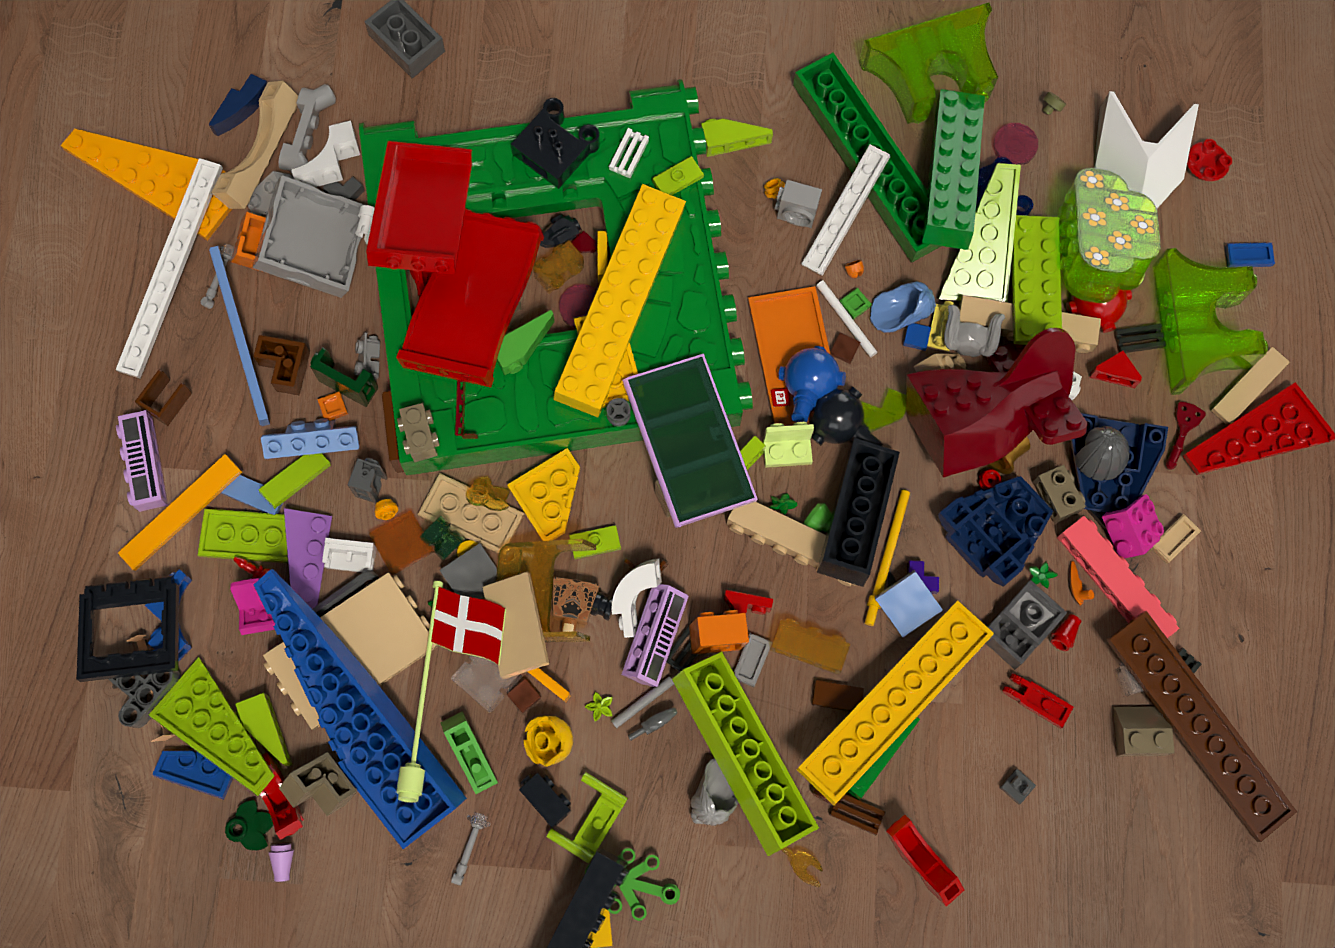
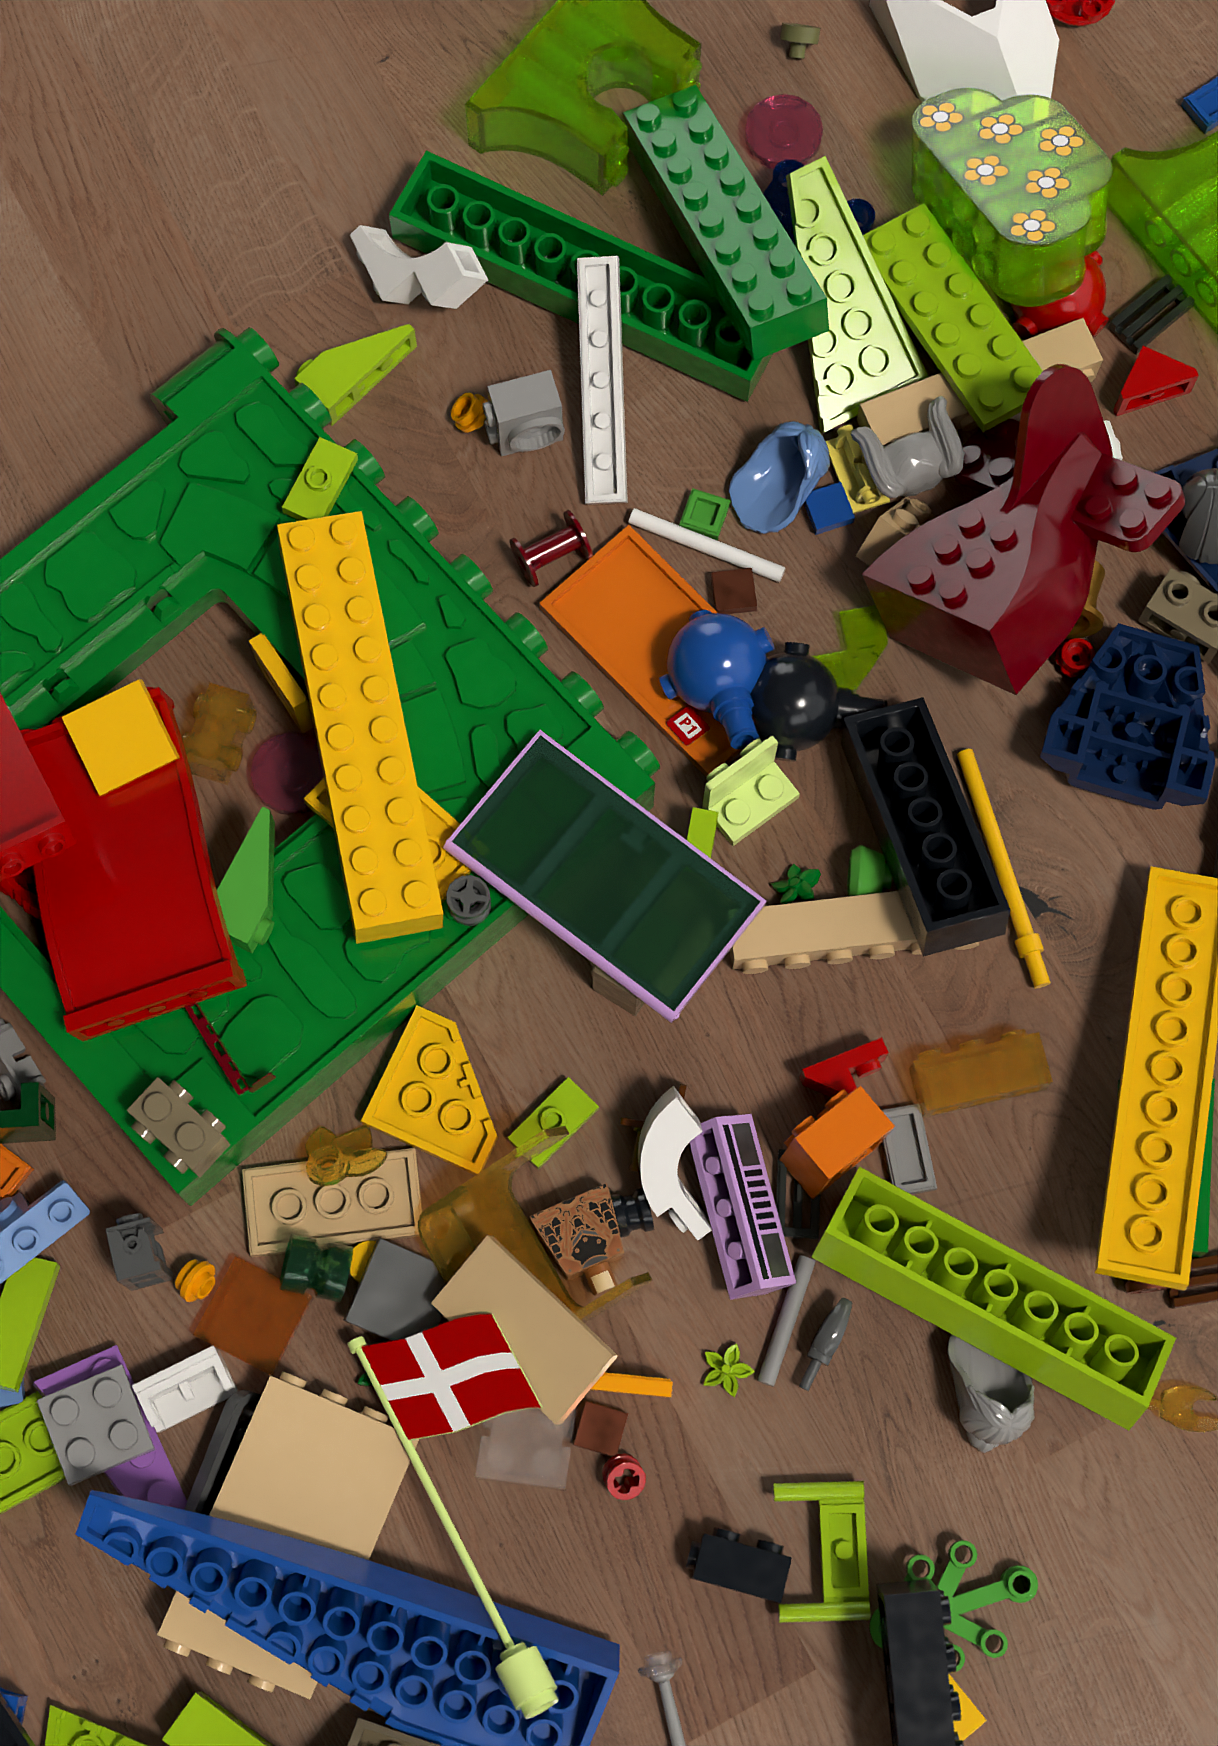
camera: 30 degrees left, 0 degrees up
(251, 568) = (65, 1509): red bar -> none
(252, 613) = (88, 1573): dark pink bracket -> none
(298, 545) = (96, 1425): none -> light grey plate
(391, 432) = (129, 1152): reddish brown tile -> none
(468, 752) = (575, 1571): bright green slope -> none
(507, 238) = (120, 737): none -> yellow tile
(517, 717) = (615, 1468): none -> red bush
(548, 740) = (687, 1473): yellow cylinder -> none
(551, 148) = (93, 555): black piece -> none
(561, 231) = (187, 674): black hand -> none
(585, 243) = (234, 671): dark red tile -> none
(636, 137) = (215, 458): white tile -> none
(770, 275) = (551, 548): none -> dark red piece
(801, 116) = (443, 276): none -> white arch
(836, 695) = (1067, 1122): reddish brown tile -> none
(855, 268) = (670, 462): orange hinge -> none
(908, 603) = (1082, 916): medium blue tile -> none
(931, 583) = (1069, 875): dark purple piece -> none

